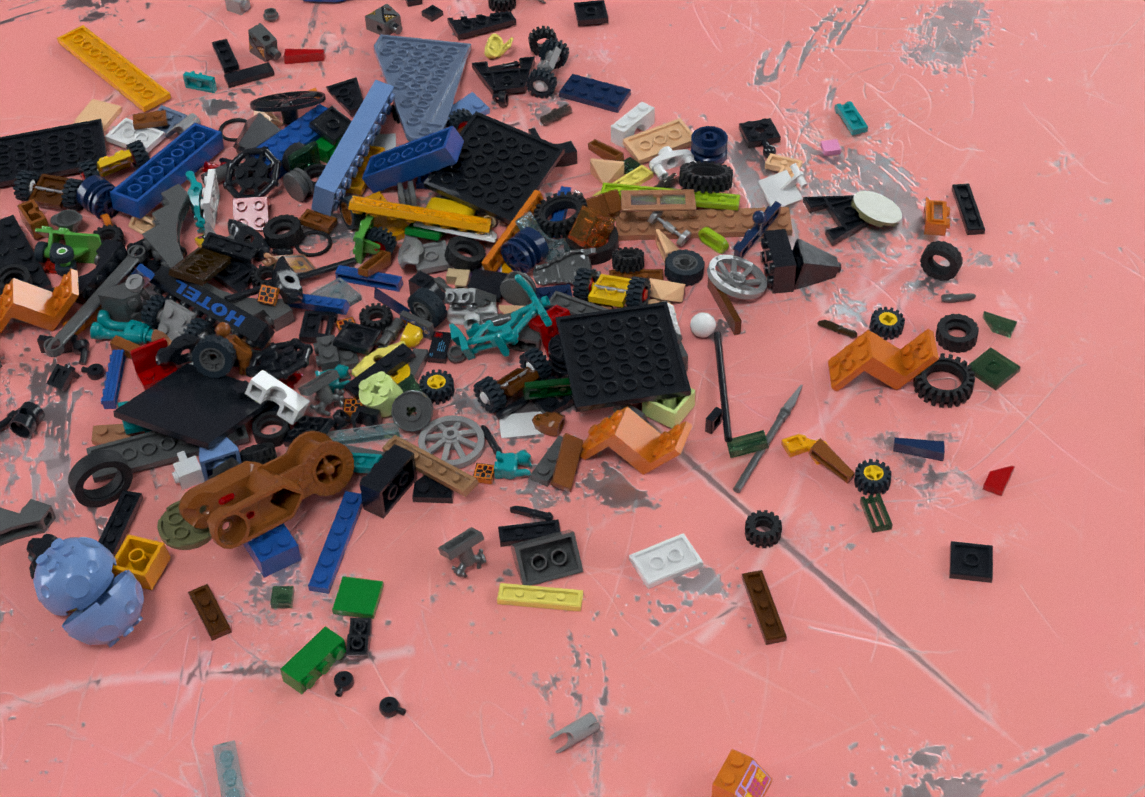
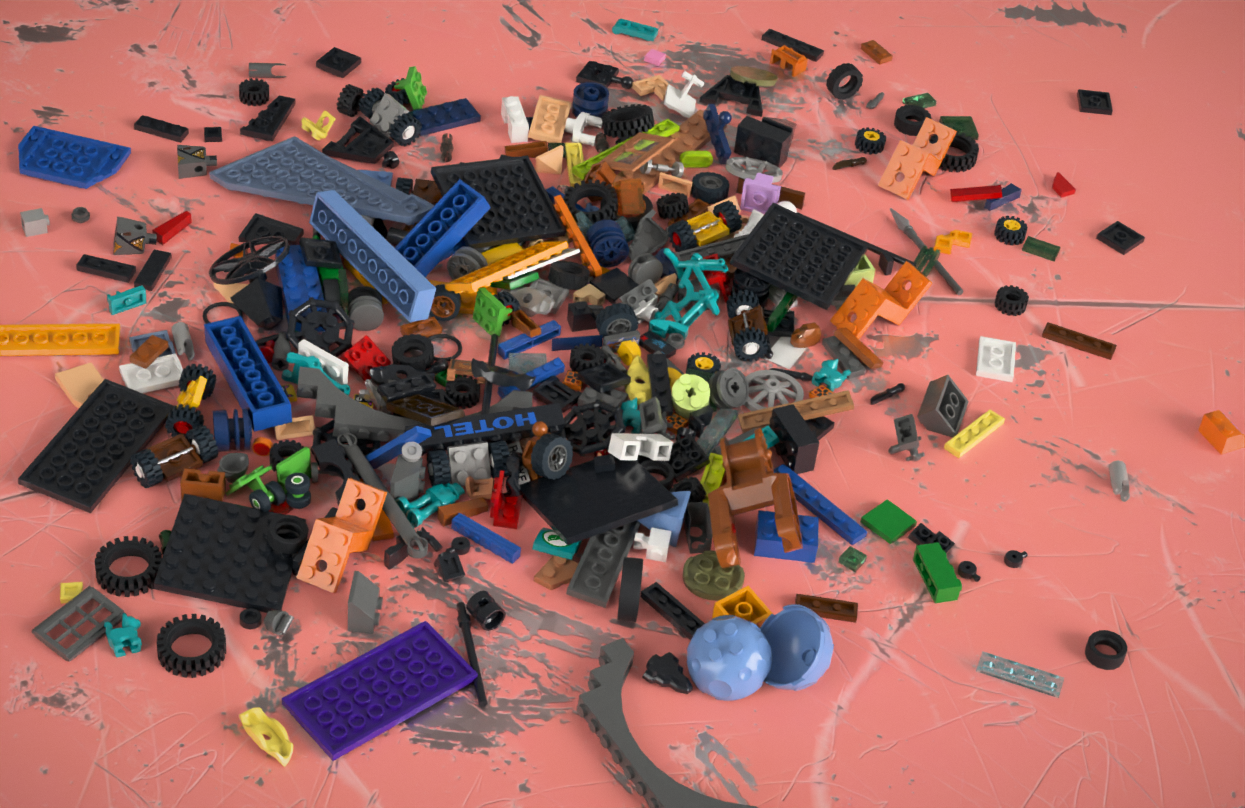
camera: 60 degrees left, 5 degrees down
(268, 295) = (507, 392): tile -> none
(522, 532) = (906, 403): black tile -> none
(595, 59) = (409, 89): none -> bright green plate
(697, 295) = (759, 193): none -> lavender panel
(828, 458) = (980, 236): dark orange piece -> none
(895, 426) = (976, 193): none -> red tile
(1035, 260) = (876, 52): none -> dark orange plate

